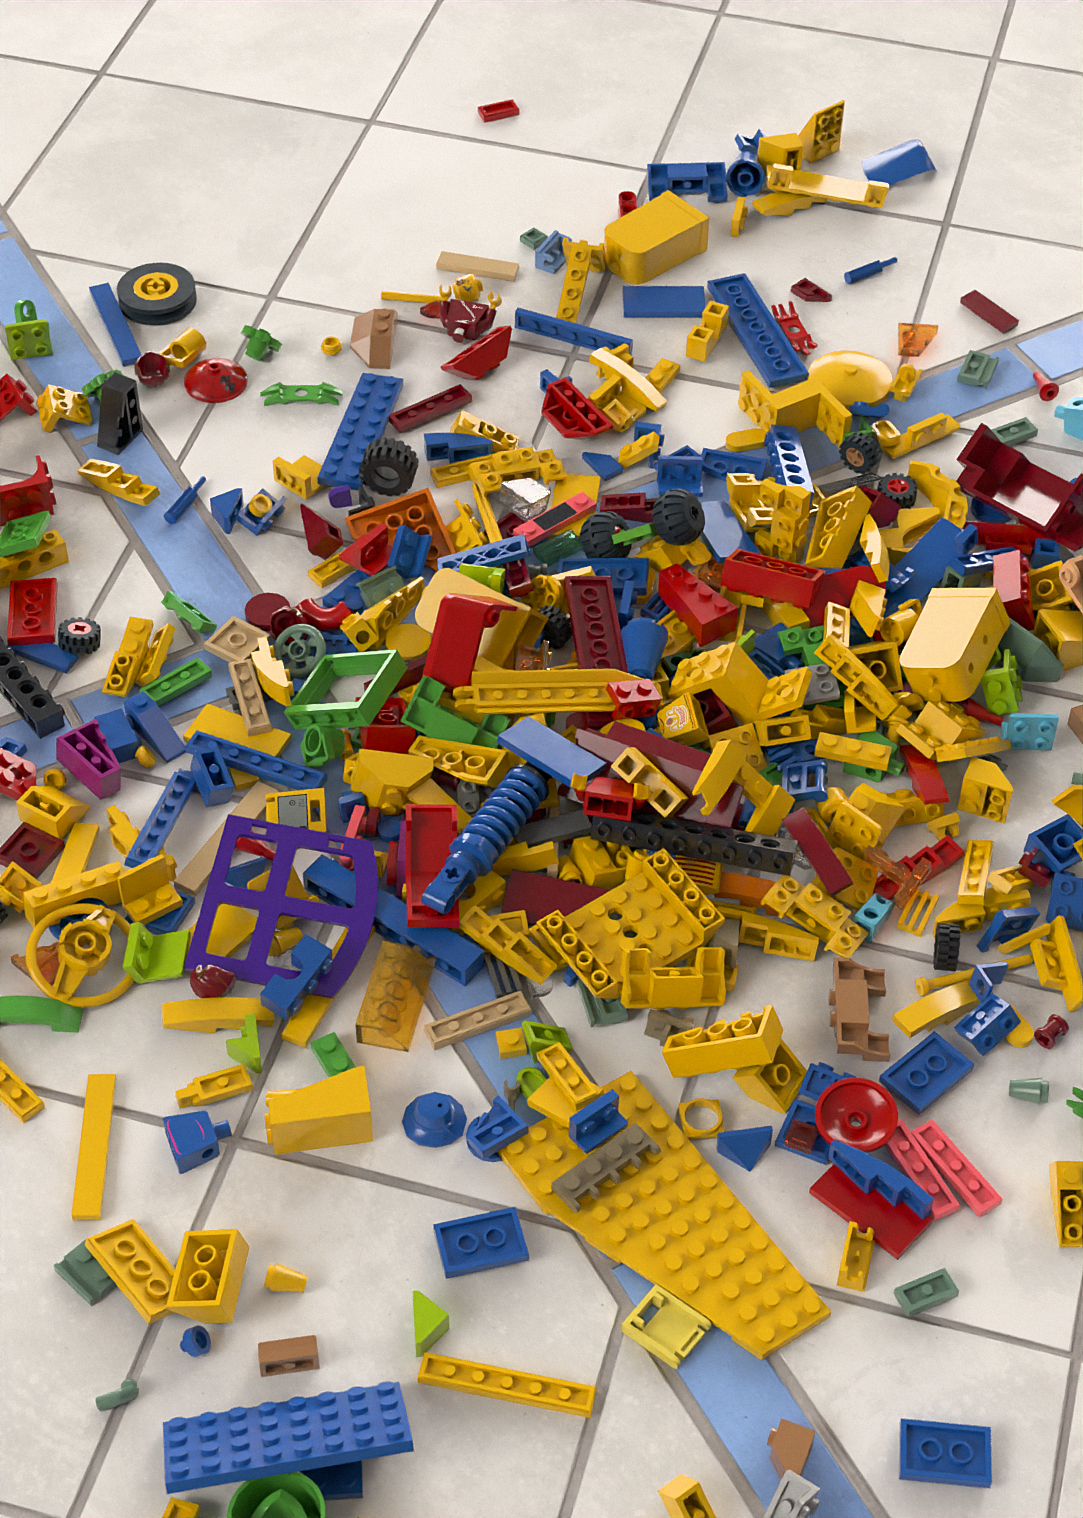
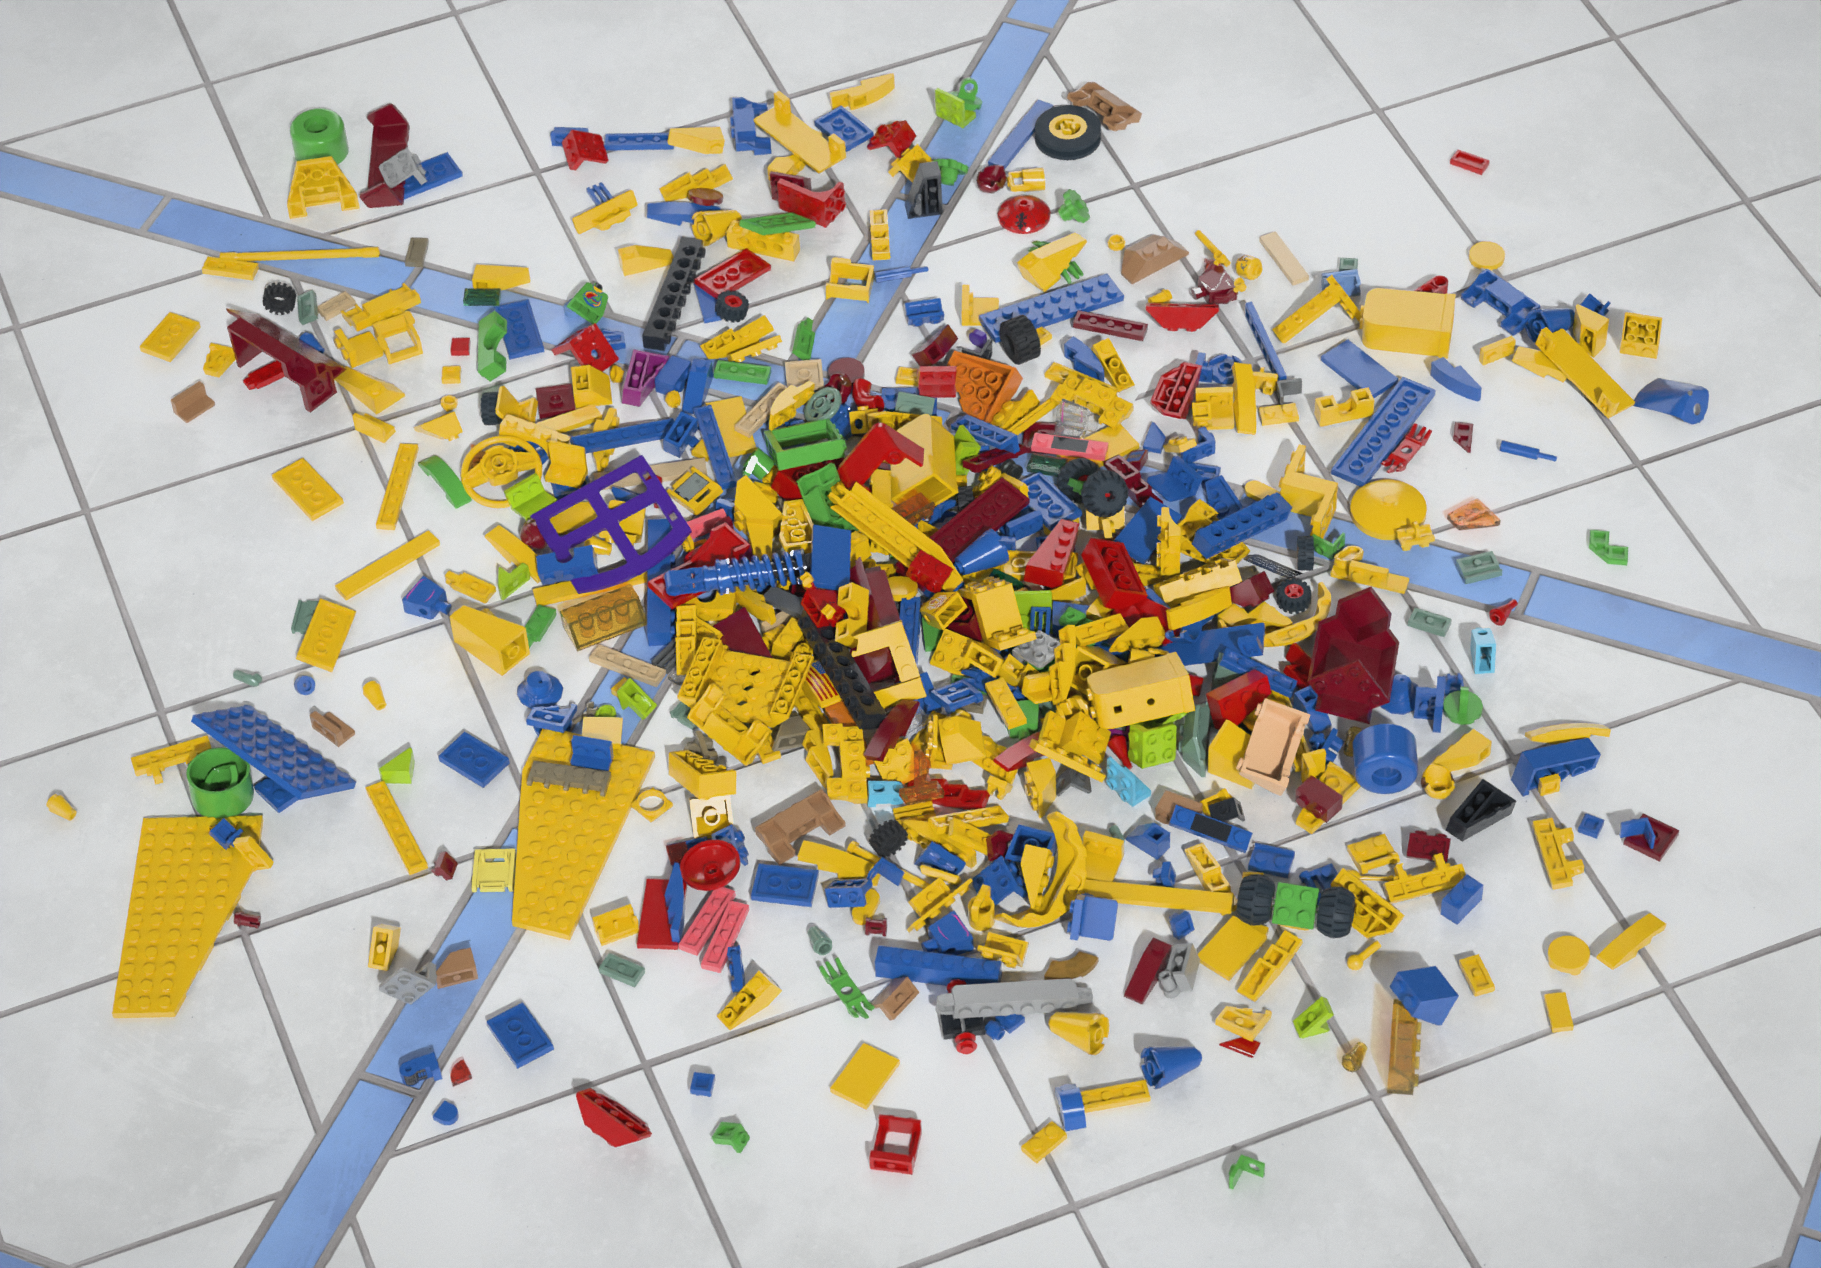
camera: 55 degrees right, 0 degrees up
(138, 527) = (845, 269): none -> yellow piece
(154, 250) = (1115, 110): none -> medium nougat bracket
(209, 1275) = (345, 662): yellow slope -> none
(226, 508) = (909, 293): blue slope -> none
(260, 505) = (924, 306): yellow tile -> none
(308, 395) = (1045, 264): none -> yellow wedge
(409, 552) = (957, 398): blue bracket -> none
(435, 357) = (1163, 296): none -> yellow pin
(567, 1076) = (615, 721): yellow tile -> none
(572, 368) = (1222, 368): none -> blue tile
(616, 485) = (1138, 458): none -> dark red slope
(618, 162) = (1486, 255): none -> yellow tile
(620, 1369) = (444, 866): none -> dark red tile
(641, 350) = (1288, 387): none -> dark grey bracket
(745, 256) = (1455, 379): none -> slope
(745, 1145) = (650, 834): blue slope -> none
(863, 409) = (1355, 532): blue plate -> none
(989, 311) = (1557, 539): dark red tile -> none
(1018, 293) = (1610, 554): none -> bright green tile
(1019, 1186) = (736, 968): none -> blue hinge

